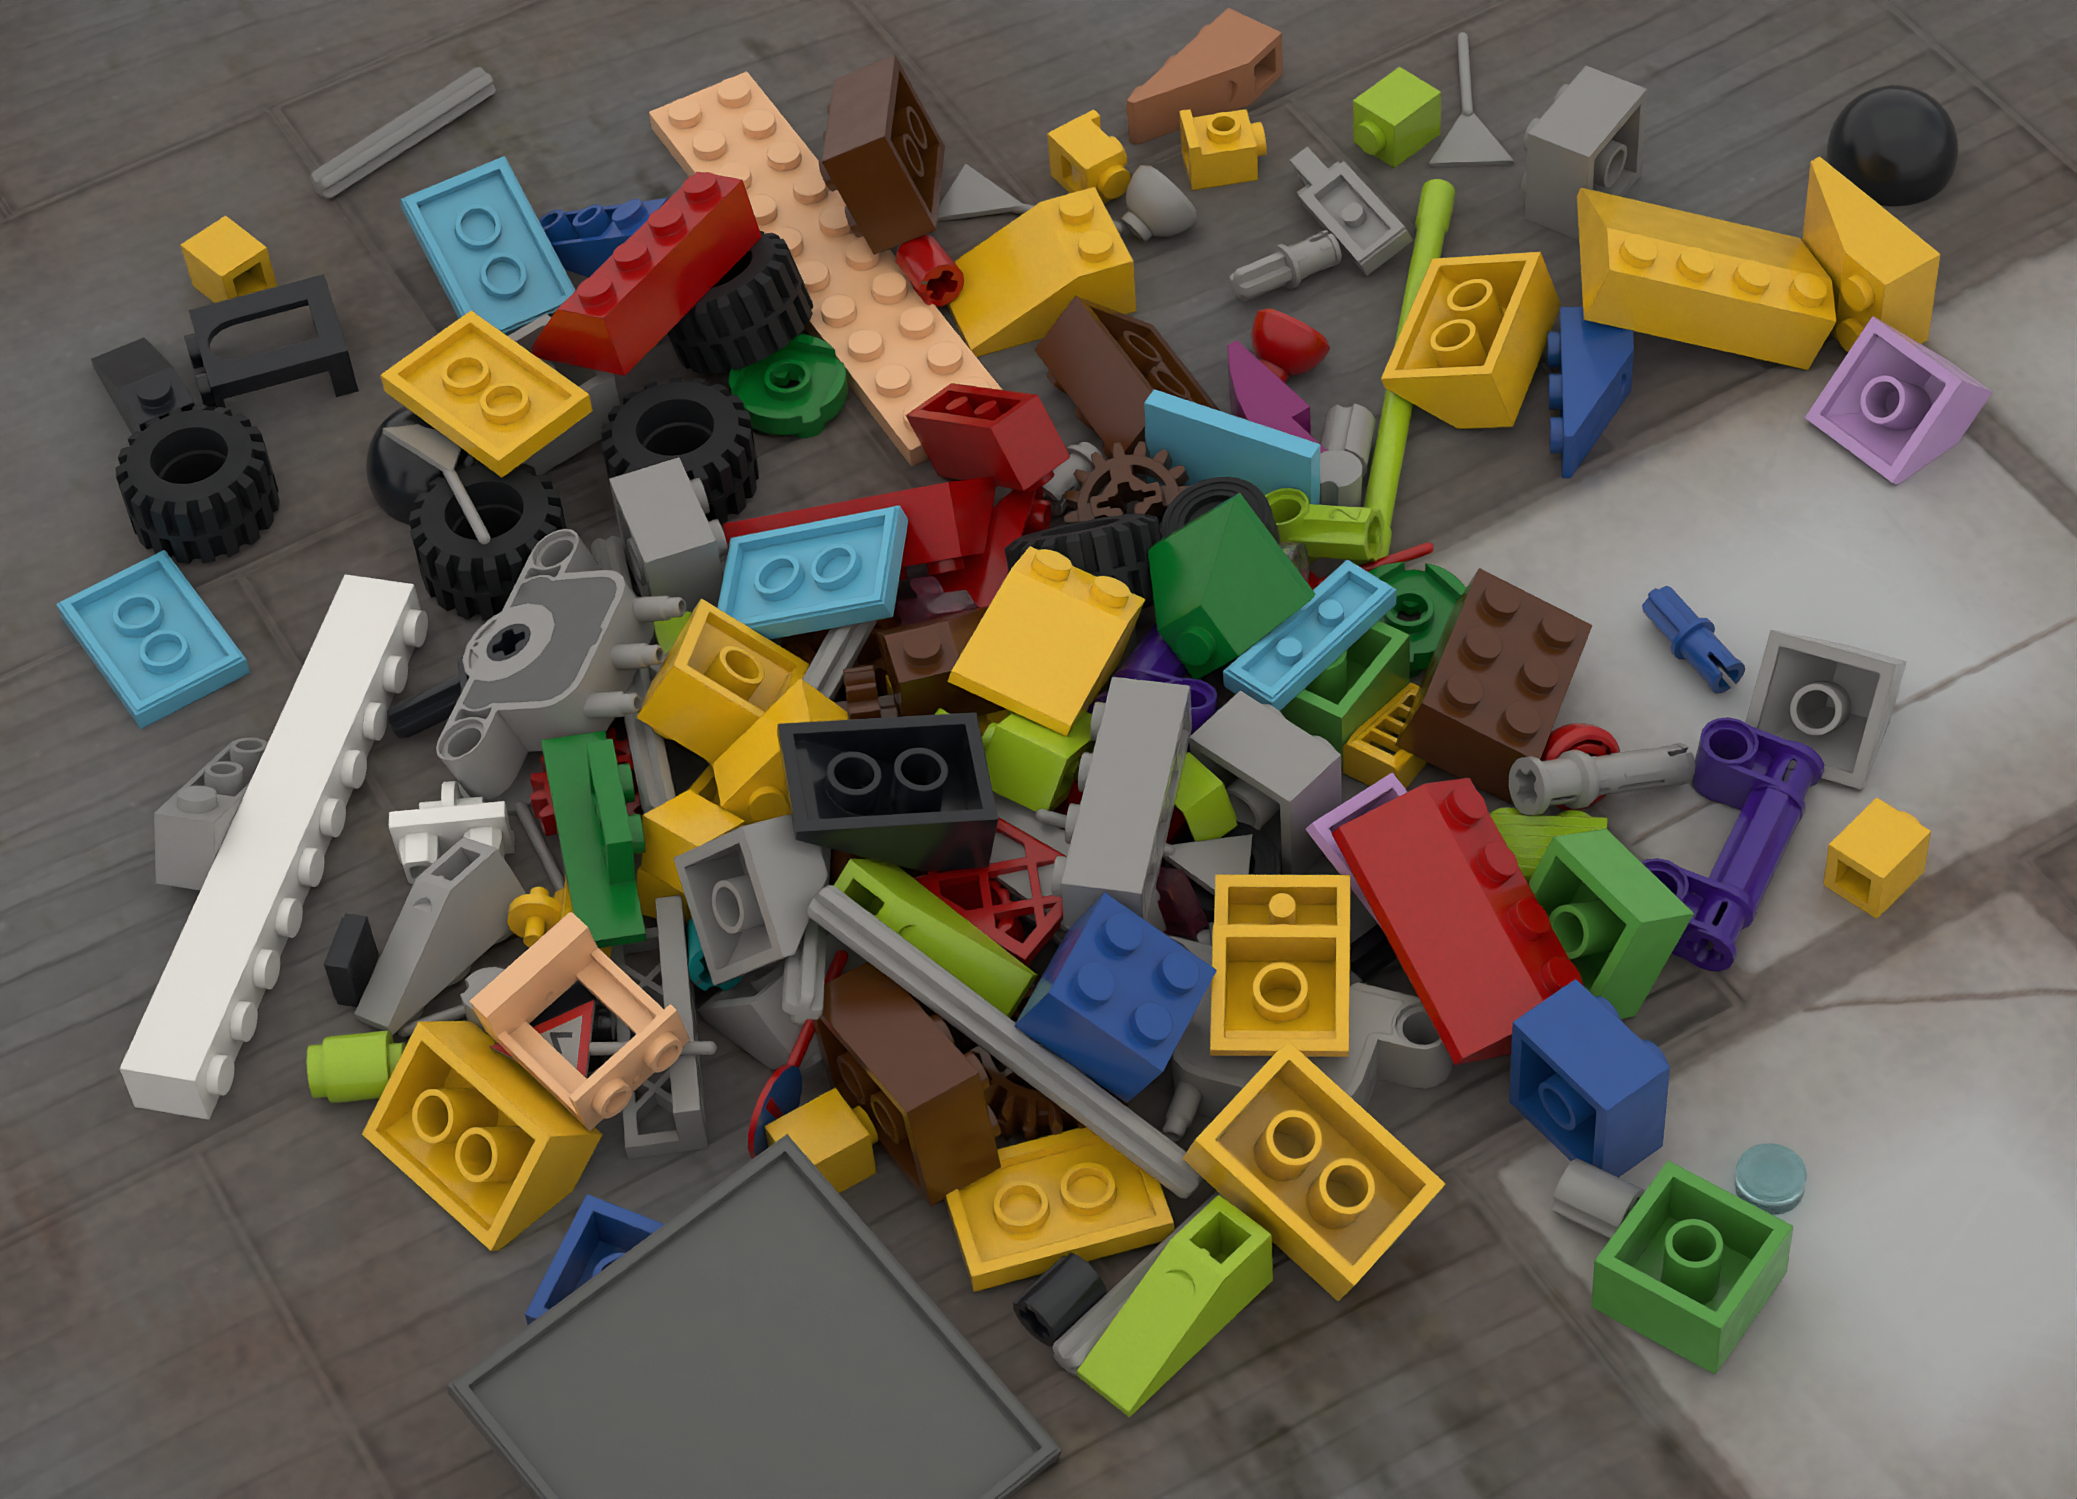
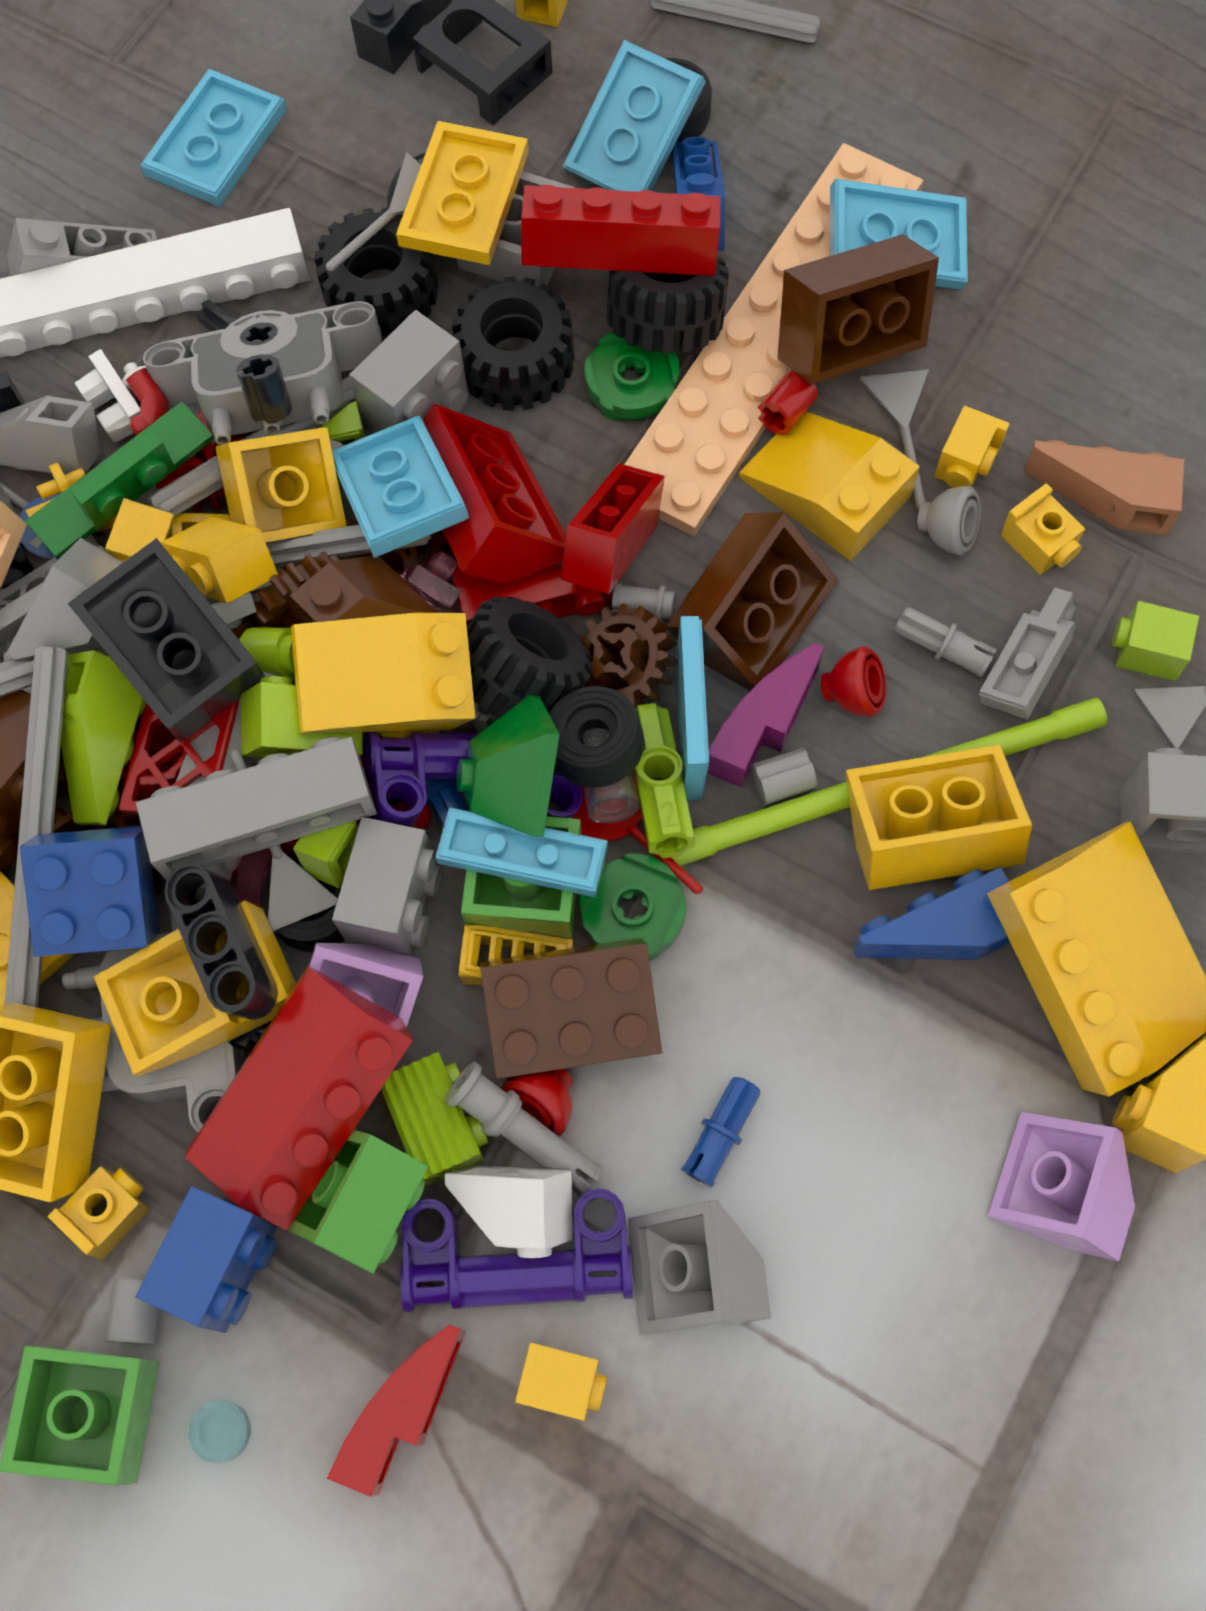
camera: 60 degrees right, 20 degrees up
(198, 484) = (335, 81): black tyre -> none
(521, 795) = (151, 398): none -> red arm
(621, 620) = (264, 388): none -> black piece
(784, 110) = (875, 212): none -> medium azure tile
(1231, 873) = (200, 928): none -> black beam
(1340, 479) = (726, 792): light grey piece -> none
(1476, 1199) = (101, 1233): none -> yellow brick
(1683, 806) = (517, 1205): none -> white slope
(1839, 1002) = (396, 1412): none -> red slope

